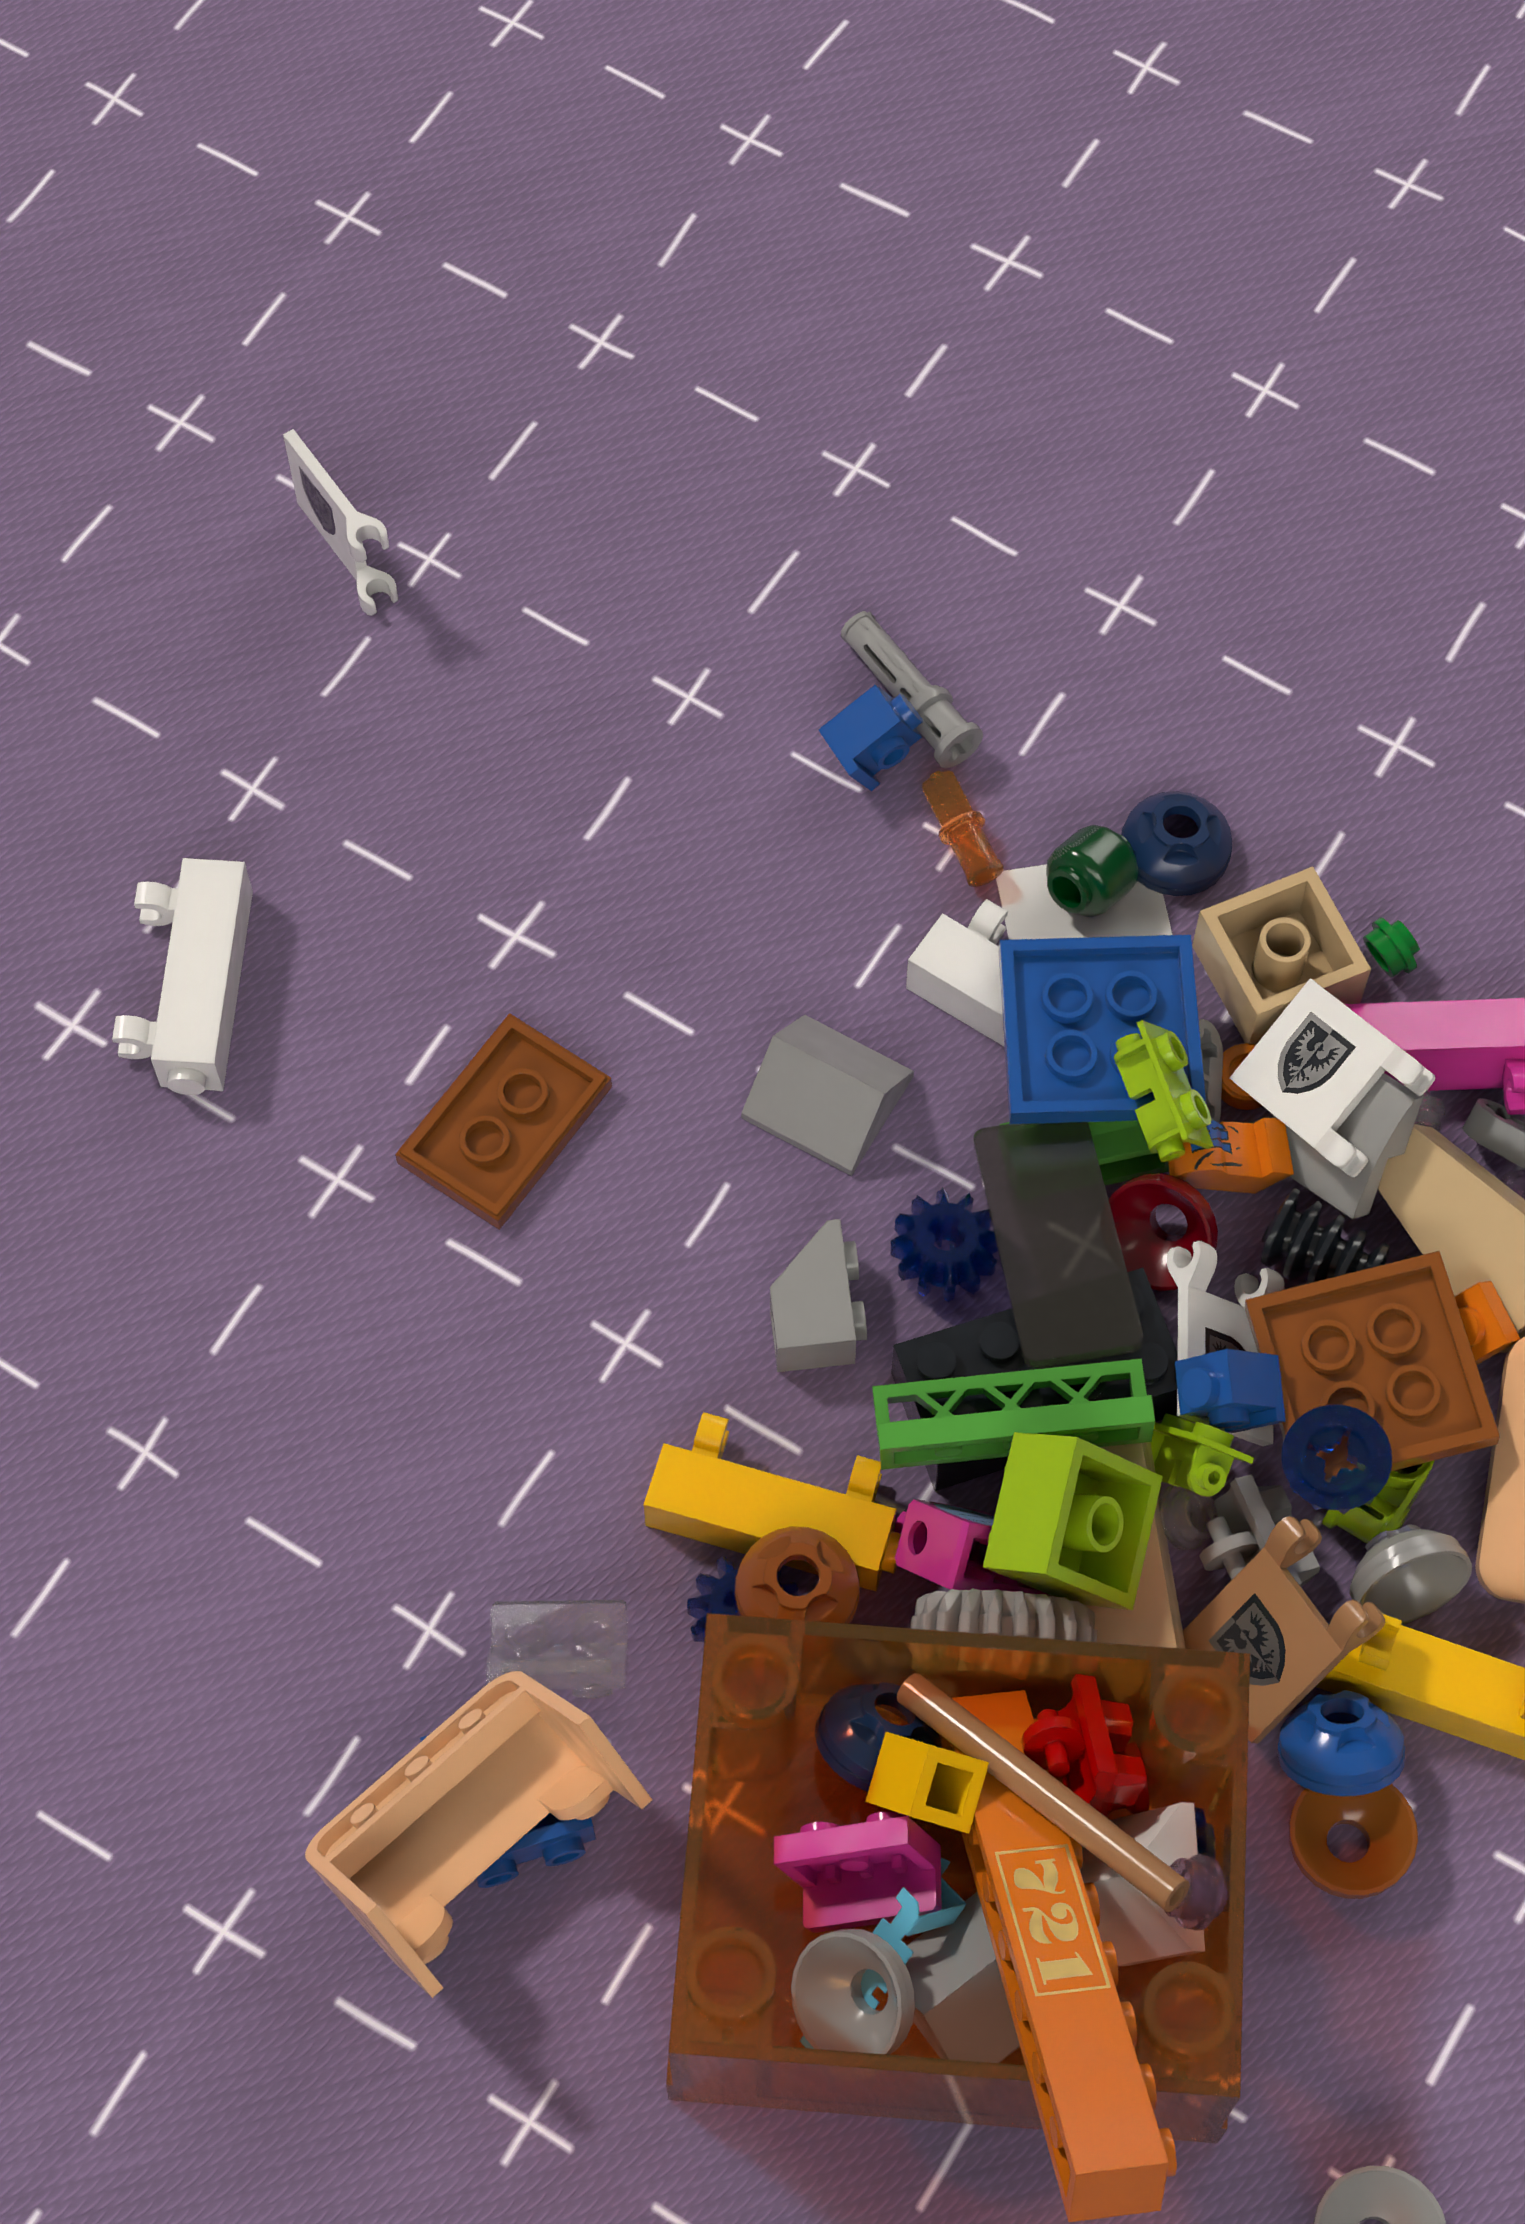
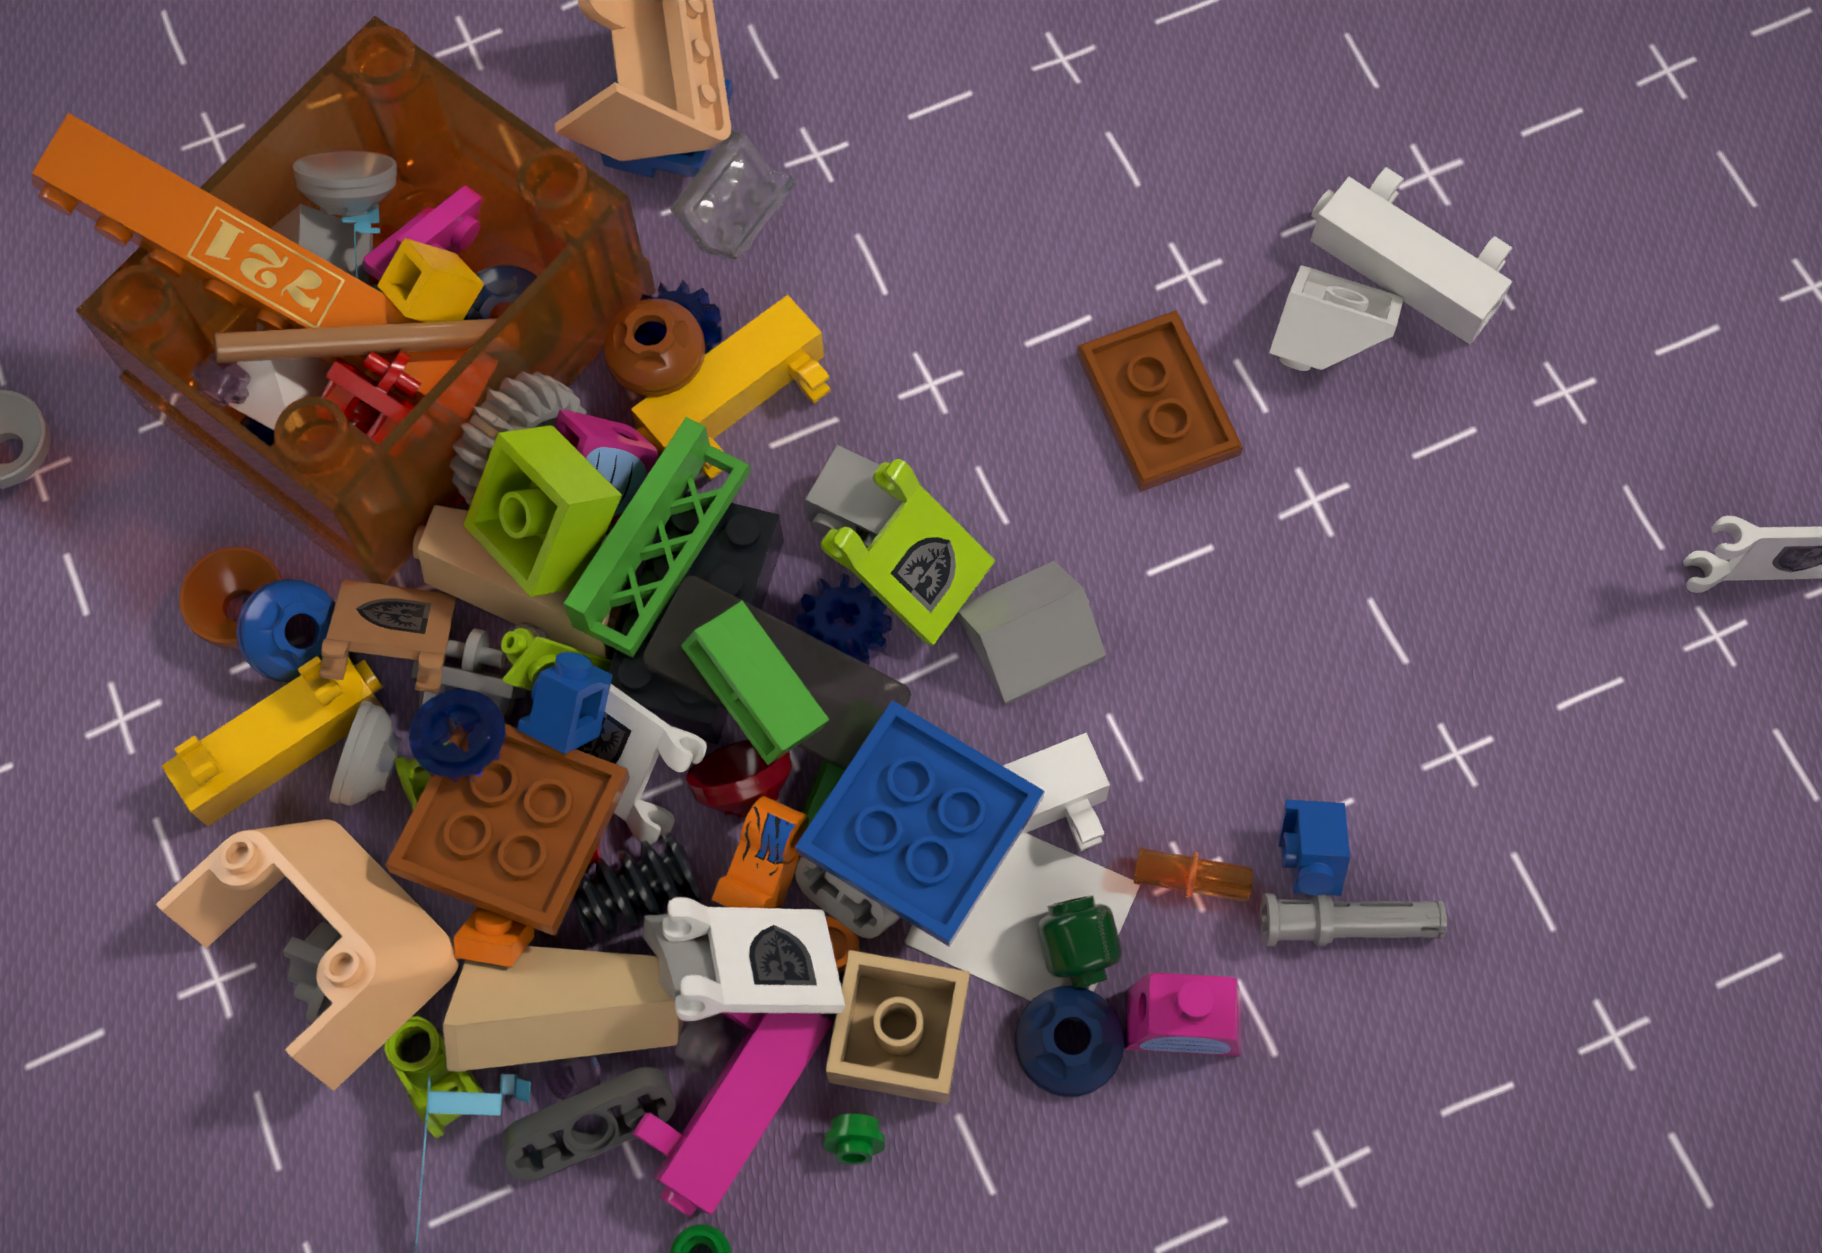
camera: 125 degrees right, 5 degrees up
(315, 1001) = (1332, 320): none -> white slope
(842, 1202) = (919, 560): none -> lime flag
(1086, 1232) = (755, 682): none -> bright green piece
(1092, 742) = (1184, 1014): none -> dark pink torso
(1157, 1067) = (807, 813): lime hinge -> none

